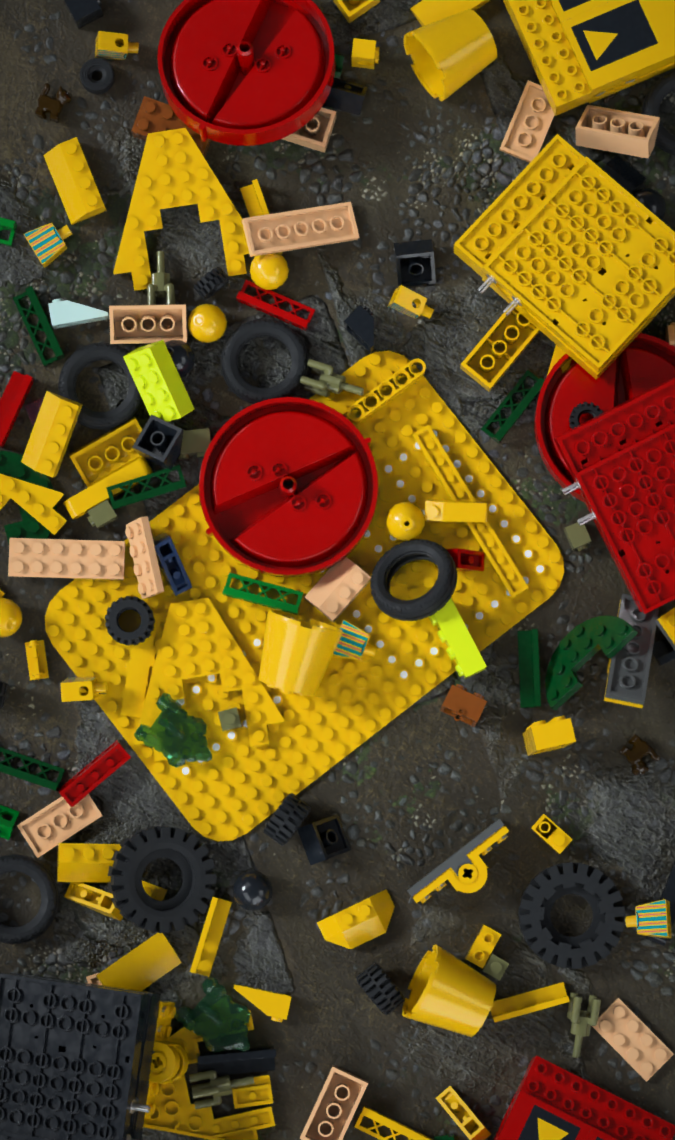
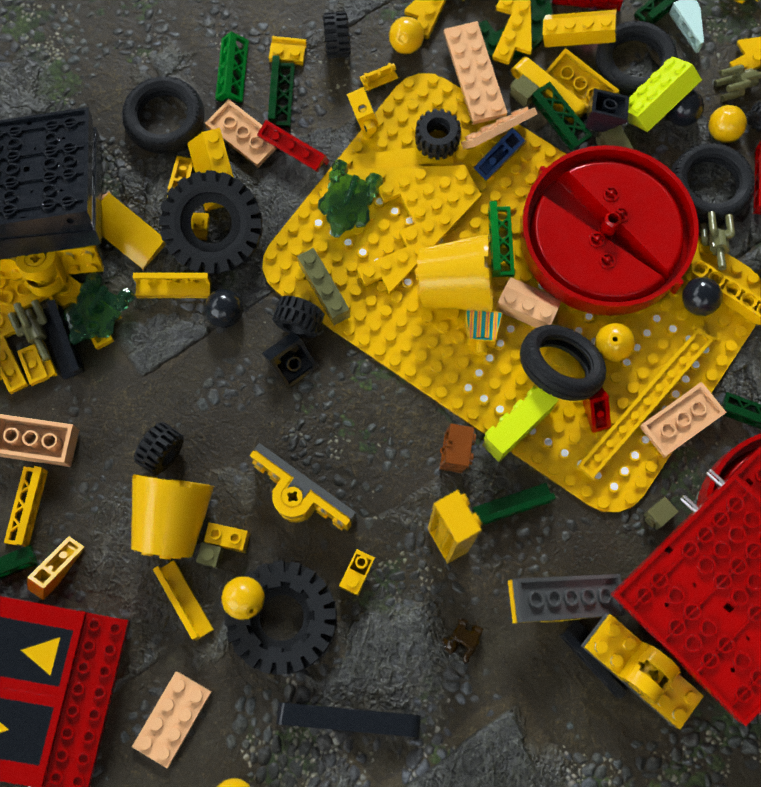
camera: 70 degrees right, 10 degrees down
(147, 323) = (717, 83): light nougat slope -> none
(230, 719) = (376, 242): olive brick -> none
(260, 785) = (323, 286): none -> olive brick
(269, 1002) = (124, 351): yellow slope -> none
(359, 922) = (222, 415): yellow wedge -> none
(385, 421) = (702, 296): none -> black piece
(455, 510) = (642, 385): yellow slope -> none
(497, 482) = (682, 419): none -> light nougat plate
(549, 943) = (243, 598): none -> yellow piece
(577, 648) = (573, 560): dark green plate -> none
(582, 1019) = (178, 659): olive plant -> none
(652, 919) = (298, 702): yellow torso -> none

